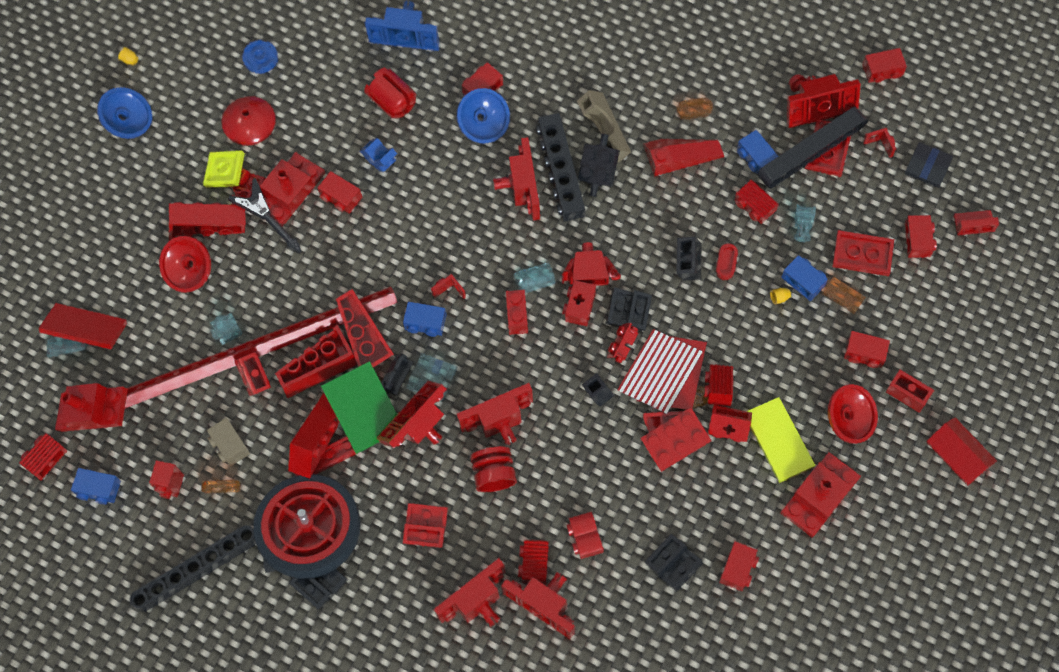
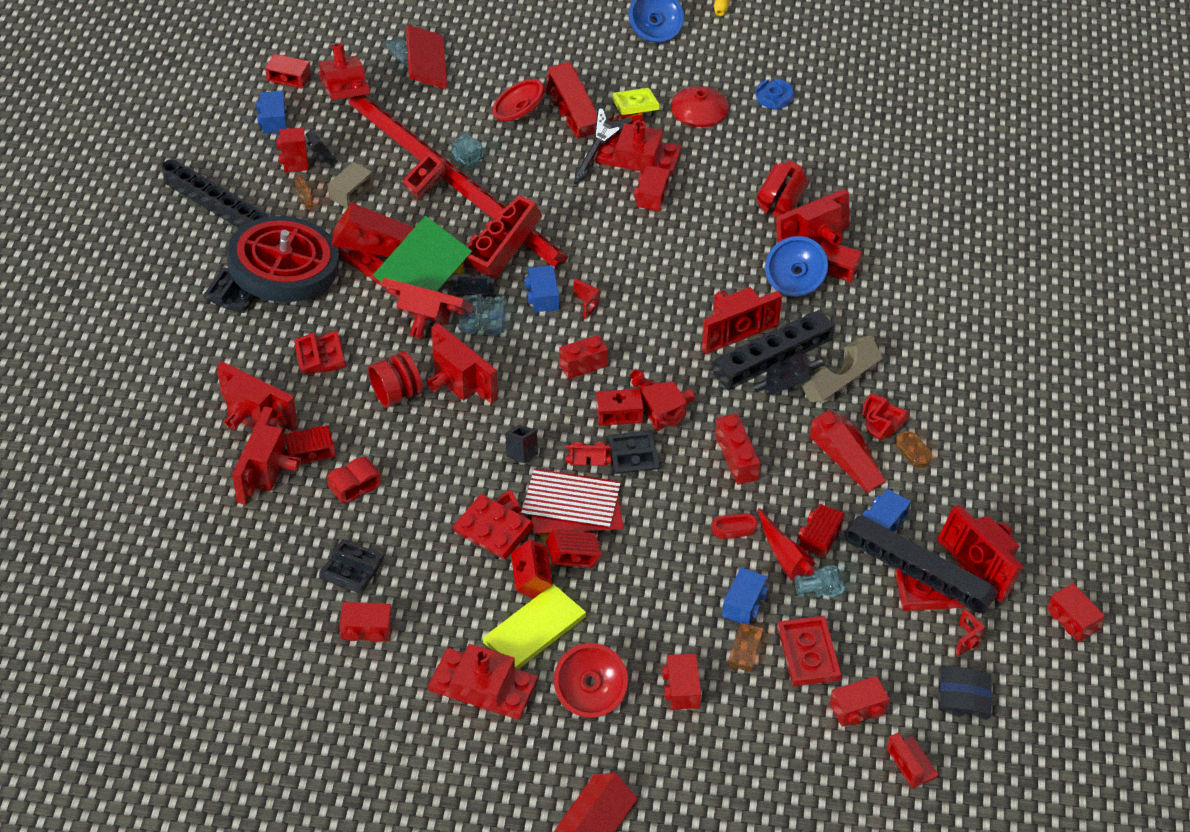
camera: 65 degrees right, 20 degrees down
(171, 455) = (316, 144): none -> black wing
(317, 363) = (450, 215): red wedge -> none
(378, 154) = (709, 203): blue brick -> none
(403, 29) = (863, 177): blue brick -> none
(445, 82) = (817, 219): none -> red brick
(535, 278) = (628, 360): clear light blue slope -> none
(656, 117) = (881, 417): none -> red brick
(656, 230) = (737, 449): none -> red brick
(689, 258) = (716, 482): black brick -> none
(768, 233) = (789, 554): none -> red piece
(780, 295) = (714, 584): yellow hose -> none
(909, 391) = (645, 732): red brick -> none

